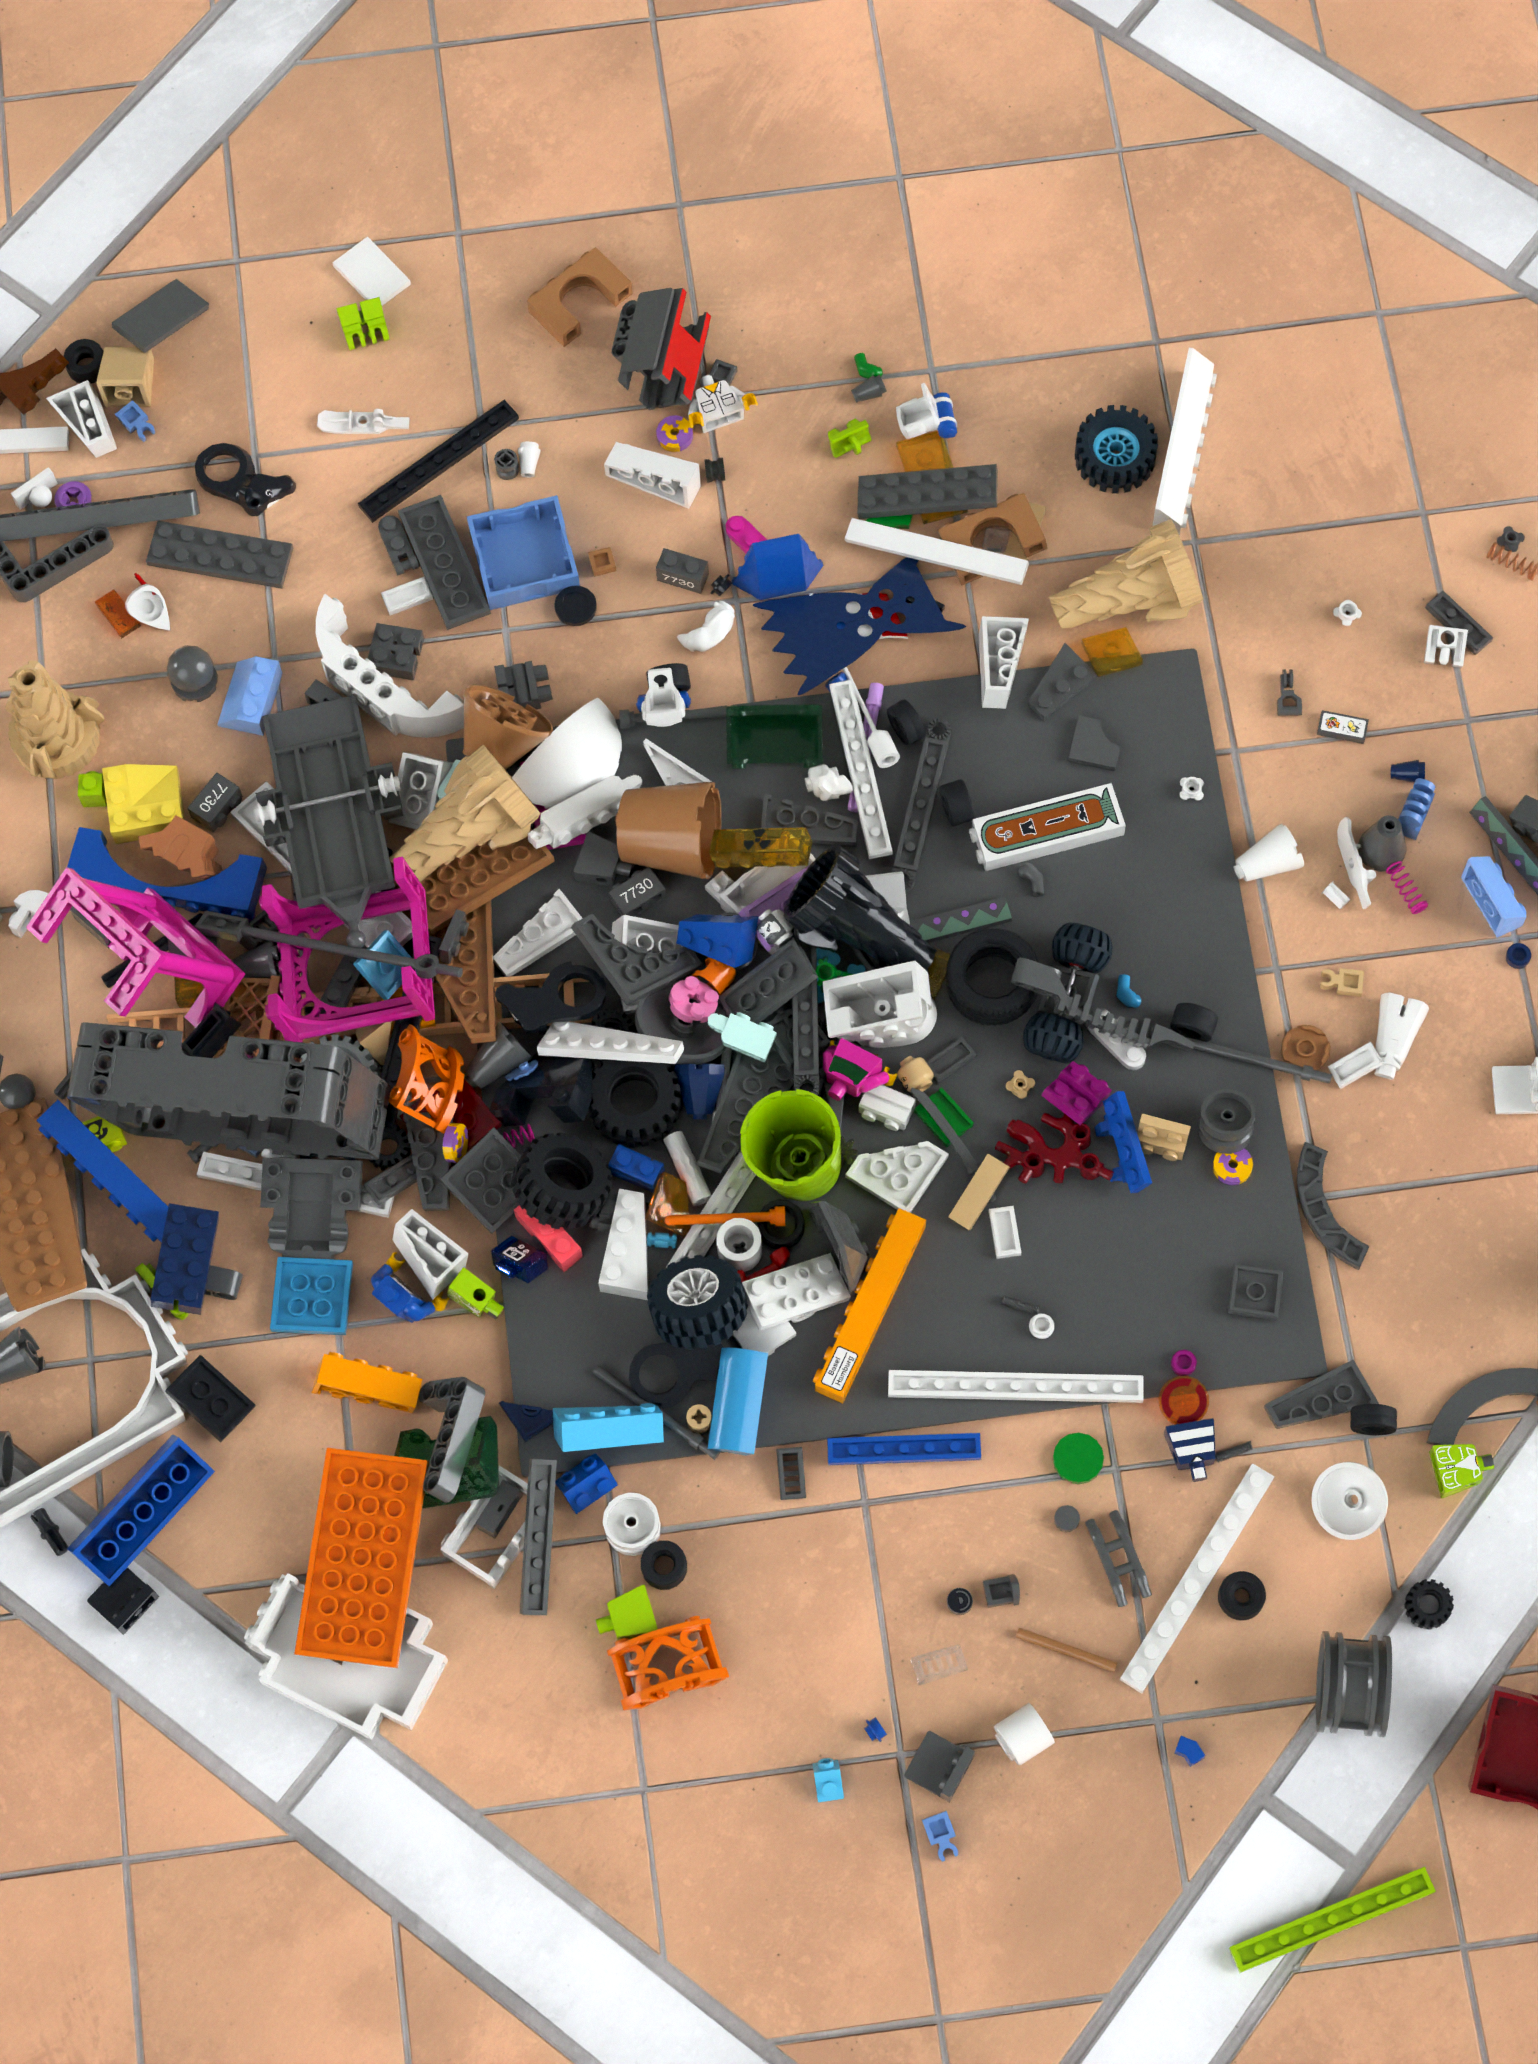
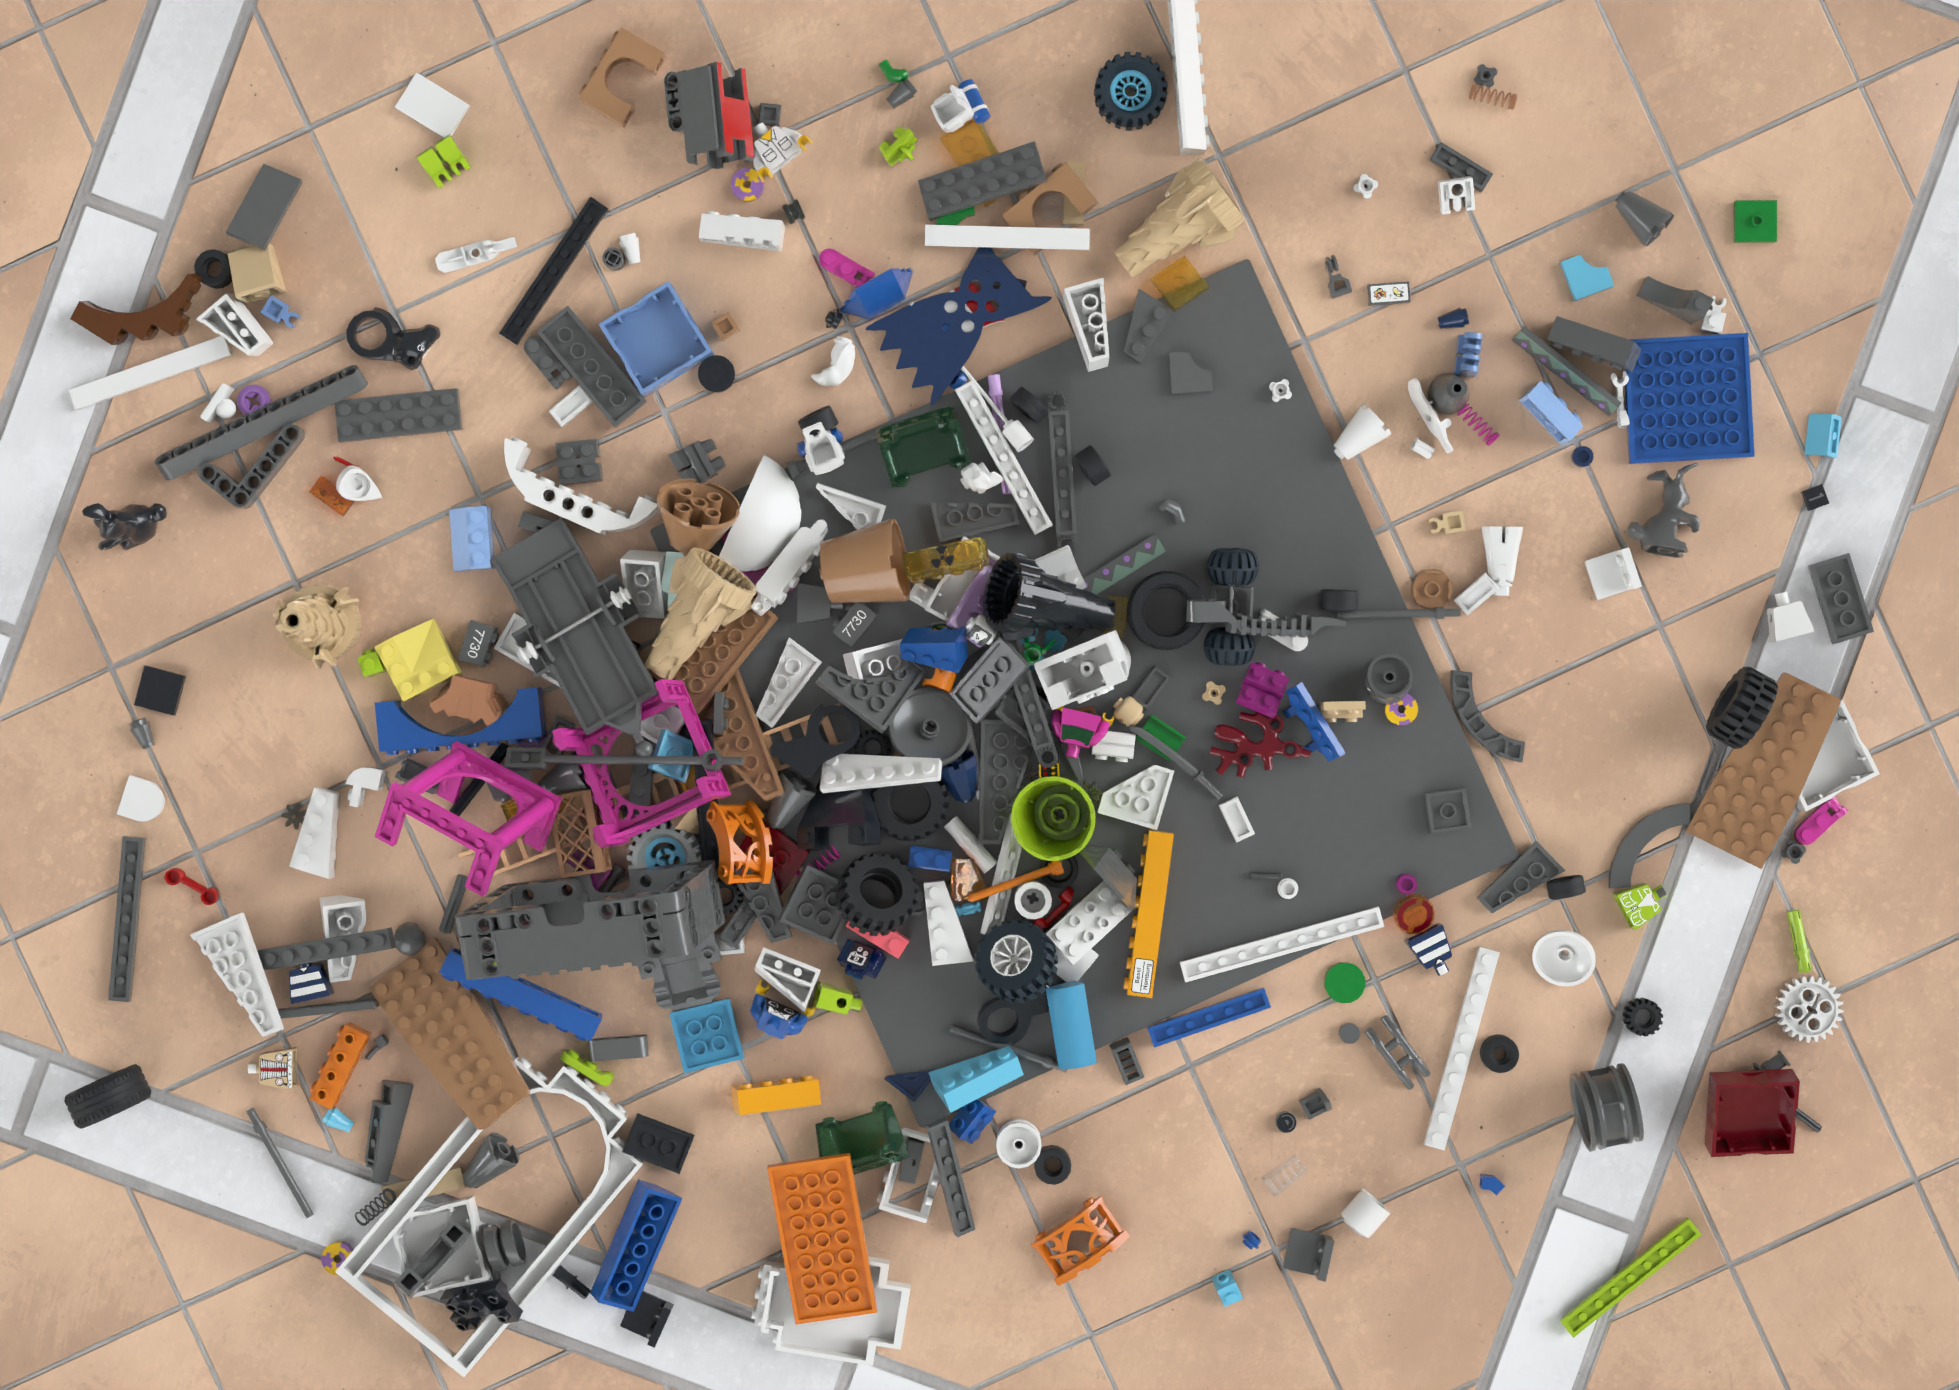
camera: 20 degrees left, 20 degrees up
(185, 1258) = (599, 1045): dark blue piece -> none
(192, 673) = (417, 536): dark grey tile -> none
(211, 1033) = (555, 859): black window -> none
(455, 1142) = (780, 885): piece -> none
(461, 1404) = (861, 1123): dark grey beam -> none
(523, 1070) = (814, 808): medium blue piece -> none
(629, 1615) = (1040, 1212): lime torso -> none
(682, 570) = (796, 316): dark grey brick -> none
(693, 989) = (929, 696): bright pink plate -> none
(699, 1424) = (1042, 1041): tan wheel -> none
(743, 1035) = (983, 729): light aqua hinge -> none
(940, 1831) = (1323, 1302): medium blue plate -> none
(979, 1192) = (1208, 795): tan tile -> none
(1047, 827) = (1172, 462): brick -> none
(1066, 1649) = (1380, 1134): medium nougat piece -> none
(1125, 994) = (1276, 589): dark azure arm -> none
(1242, 1448) = (1458, 944): dark grey piece -> none

